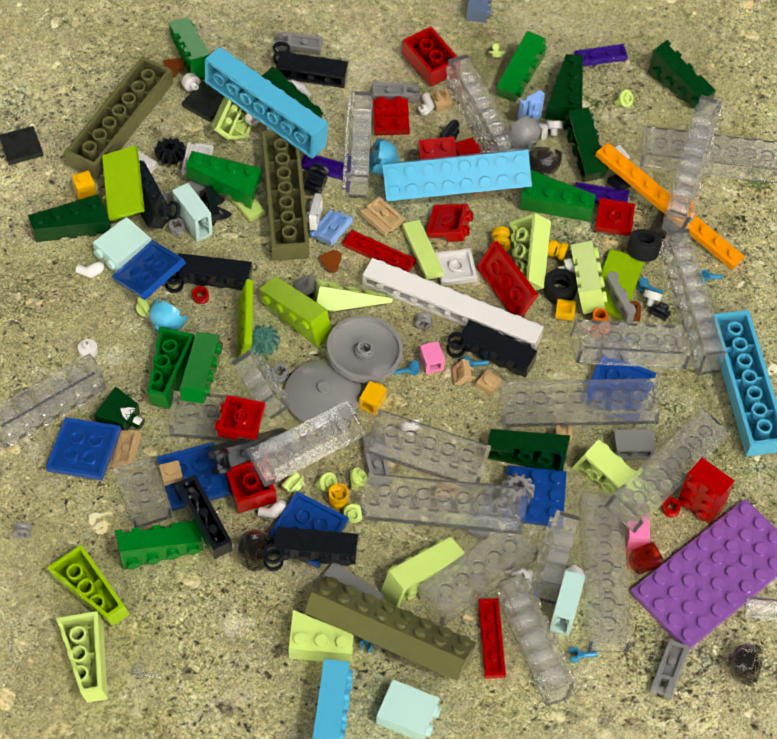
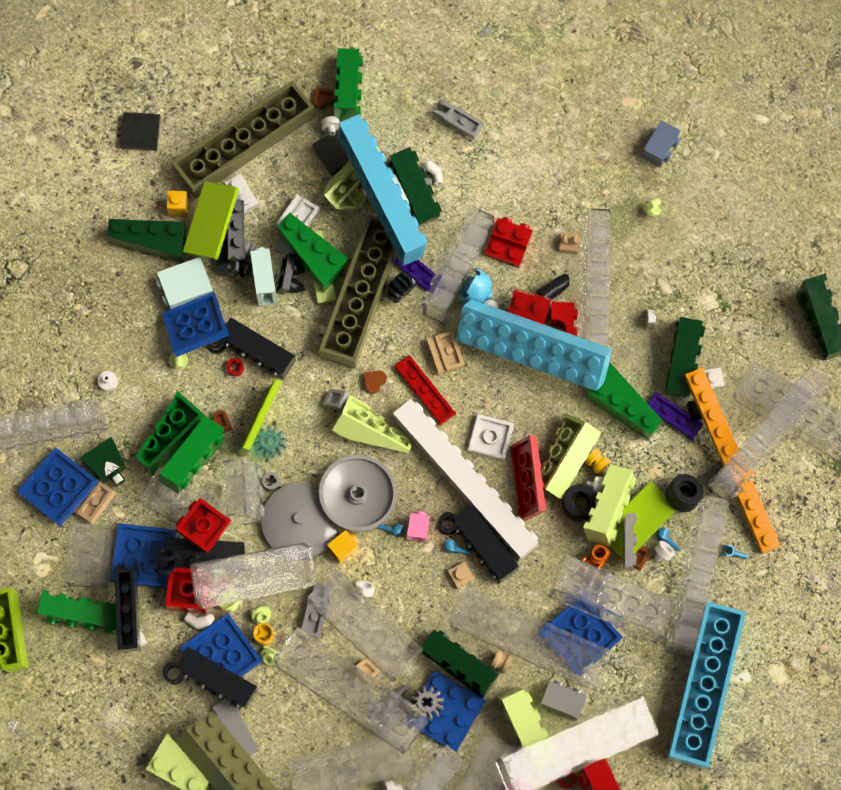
camera: 25 degrees right, 15 degrees up
(90, 271) = (146, 299): white arm -> none
(166, 316) = (191, 381): medium azure cylinder -> none
(170, 151) = (275, 203): black gear -> none
(171, 472) = (123, 546): tan plate -> none
(177, 232) = (246, 289): light grey bush -> none
(250, 549) = (161, 652): clear smoke cylinder -> none
(297, 310) = (314, 423): lime wedge -> none
(310, 68) = (453, 154): black hinge -> none
(316, 208) = (384, 319): white plate -> none
(331, 227) = (391, 344): light blue plate -> none
(357, 478) = (290, 622): yellowish green plate -> none
(391, 90) = (525, 214): light grey hinge -> none
(403, 579) = (301, 743): yellowish green wedge -> none
(422, 249) = (466, 406): yellowish green tile -> none
(423, 320) = (430, 484): light grey bush -> none
(427, 106) = (551, 244): white arm -> none
(428, 55) = (578, 188): red brick -> none
(450, 222) = (507, 387): red plate -> none
(462, 373) = (438, 555): tan tile -> none
(502, 235) = (548, 426): yellow wheel -> none
(522, 66) = (665, 240): green wedge -> none
(526, 132) = (628, 319): light grey cylinder -> none
(532, 105) = (650, 293): light blue plate -> none
(545, 161) = (631, 358): clear smoke cylinder -> none
(553, 126) = (665, 319): white tile -> none
(565, 309) = (572, 529): yellow plate -> none
(567, 89) = (696, 288): dark green wedge -> none
(603, 55) = (757, 253): dark purple tile -> none
(615, 217) = (673, 447): red plate -> none
(625, 99) = (754, 316): yellowish green plate -> none
(660, 310) = (666, 569): black plate -> none

